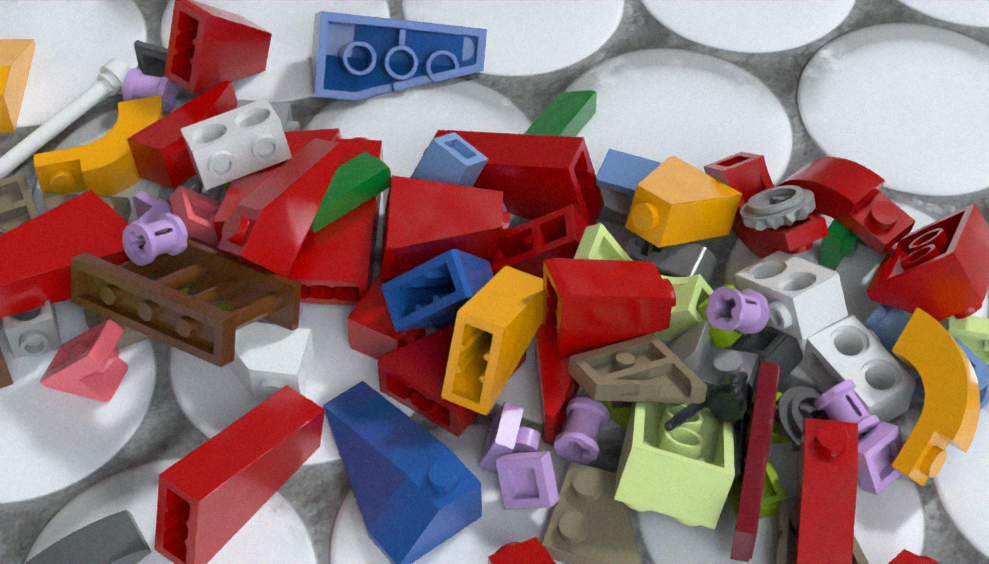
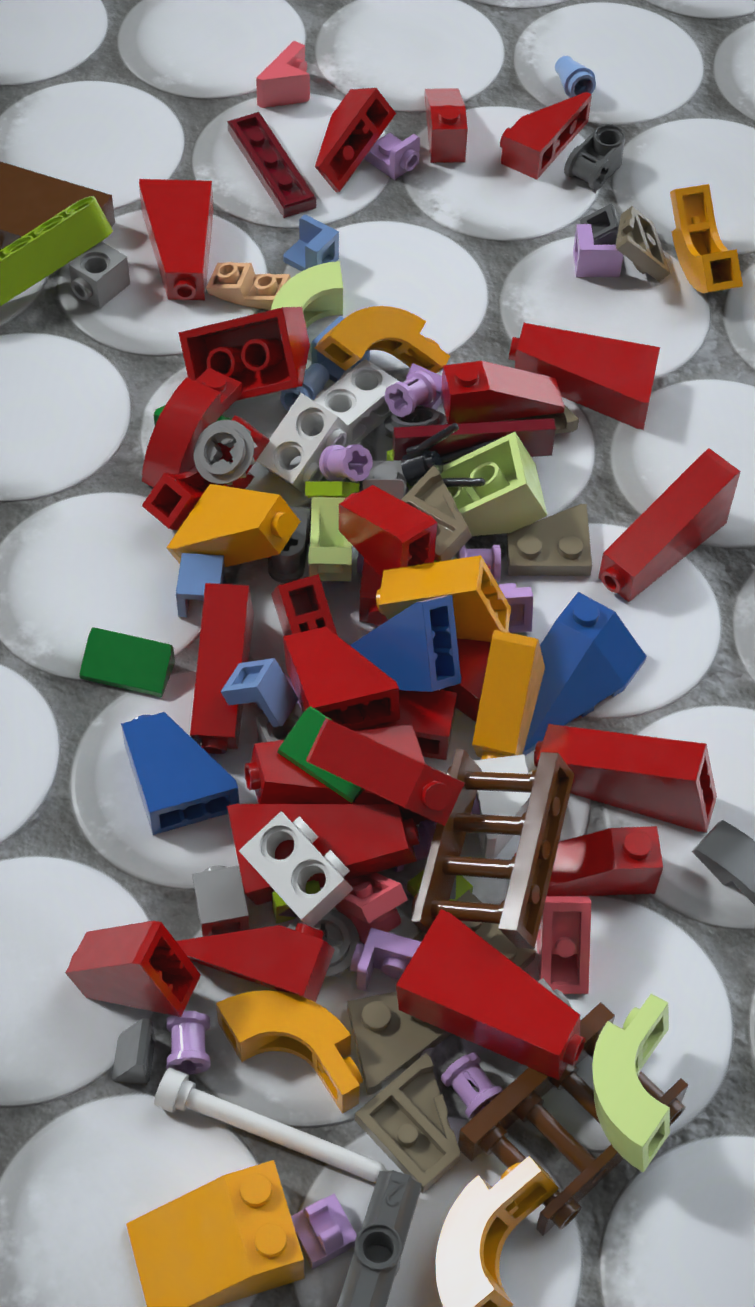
camera: 110 degrees left, 5 degrees up
(154, 238) = (448, 888): lavender bush -> none
(155, 421) = (608, 863): none -> red slope
(369, 376) = (508, 695): none -> light orange slope
(377, 55) = (70, 841): blue wedge -> none
(412, 115) = (175, 774): none -> blue slope
(527, 480) = (544, 578): lavender tile -> none

